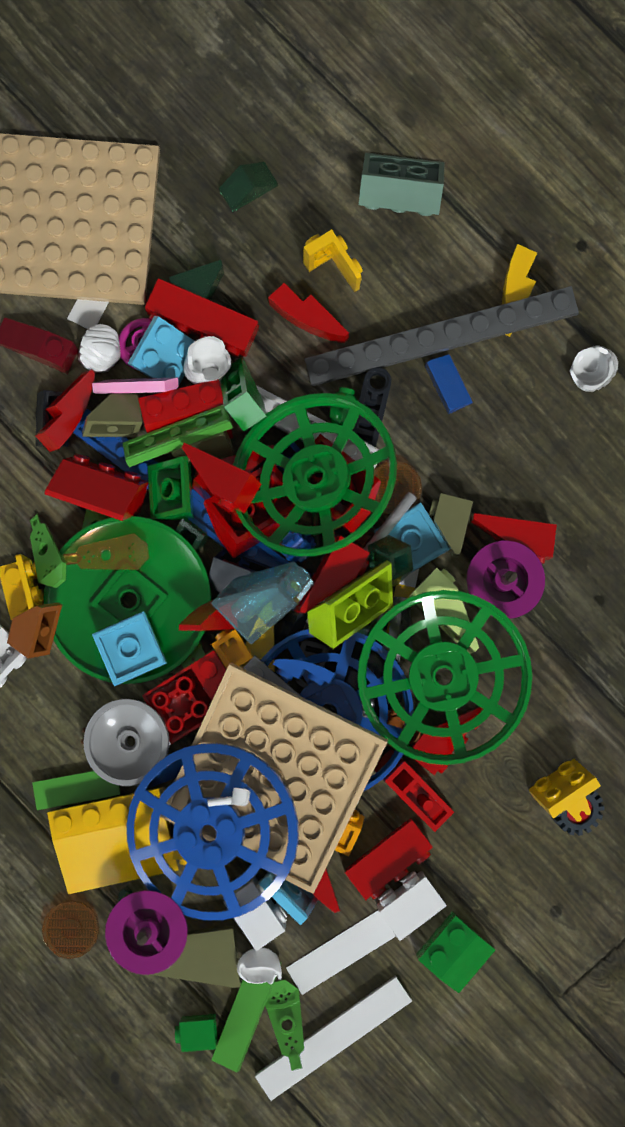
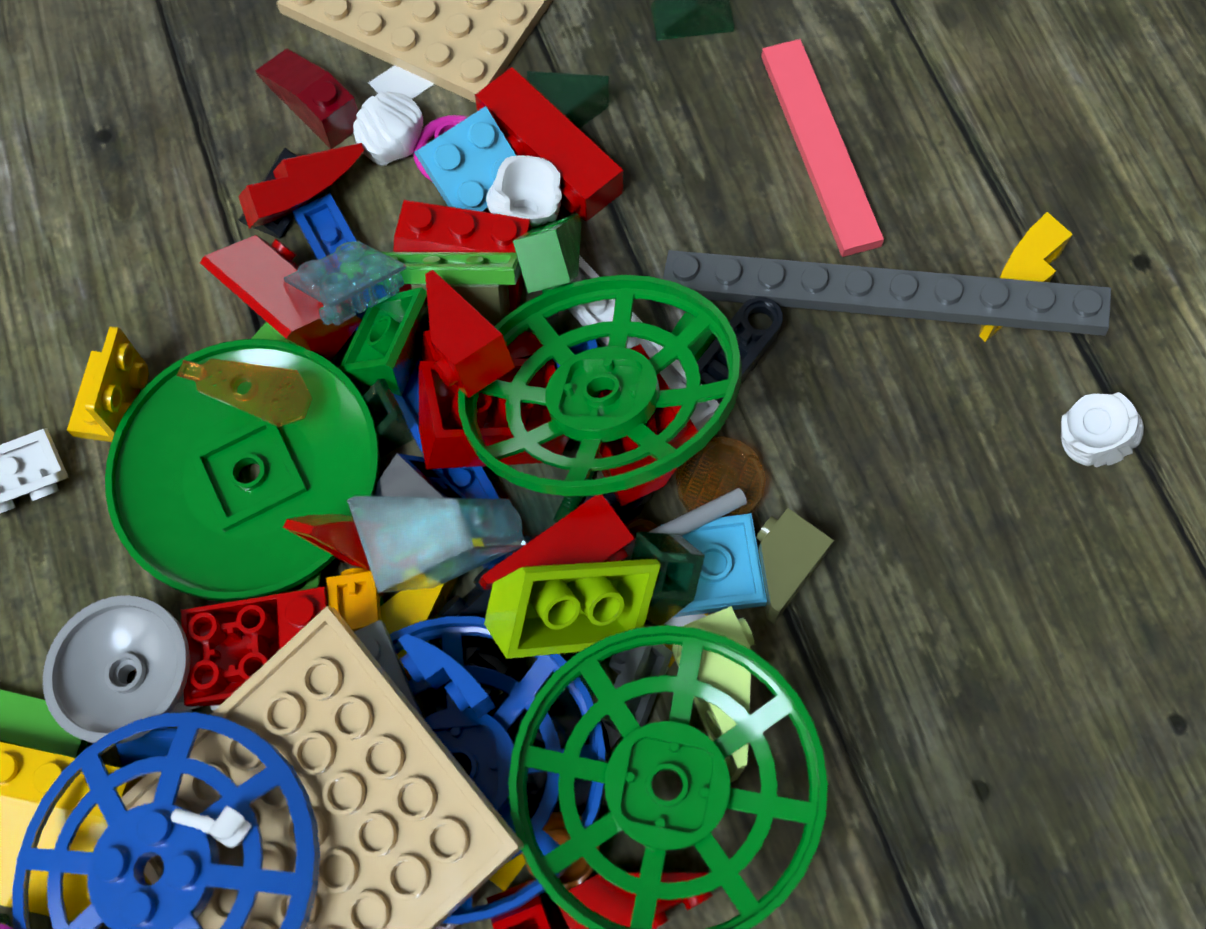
camera: 25 degrees right, 15 degrees down
(35, 630) = (85, 448): dark orange slope -> none
(49, 565) = (163, 360): bright green piece -> none
(115, 417) = (355, 211): olive slope -> none
(129, 648) = (203, 533): medium azure plate -> none
(135, 385) = (410, 184): bright pink tile -> none
(135, 467) = (348, 280): none -> clear light blue hinge
(298, 541) = (533, 505): blue gear -> none
(307, 315) = (698, 195): red slope -> none
(328, 246) = (764, 116): yellow bracket -> none
(365, 247) = (822, 148): none -> coral tile
(401, 184) = (905, 85): sand green slope -> none
(448, 383) = (865, 366): blue slope -> none
(507, 577) = (844, 678): magenta piece -> none
(534, 535) = (890, 630): red slope -> none

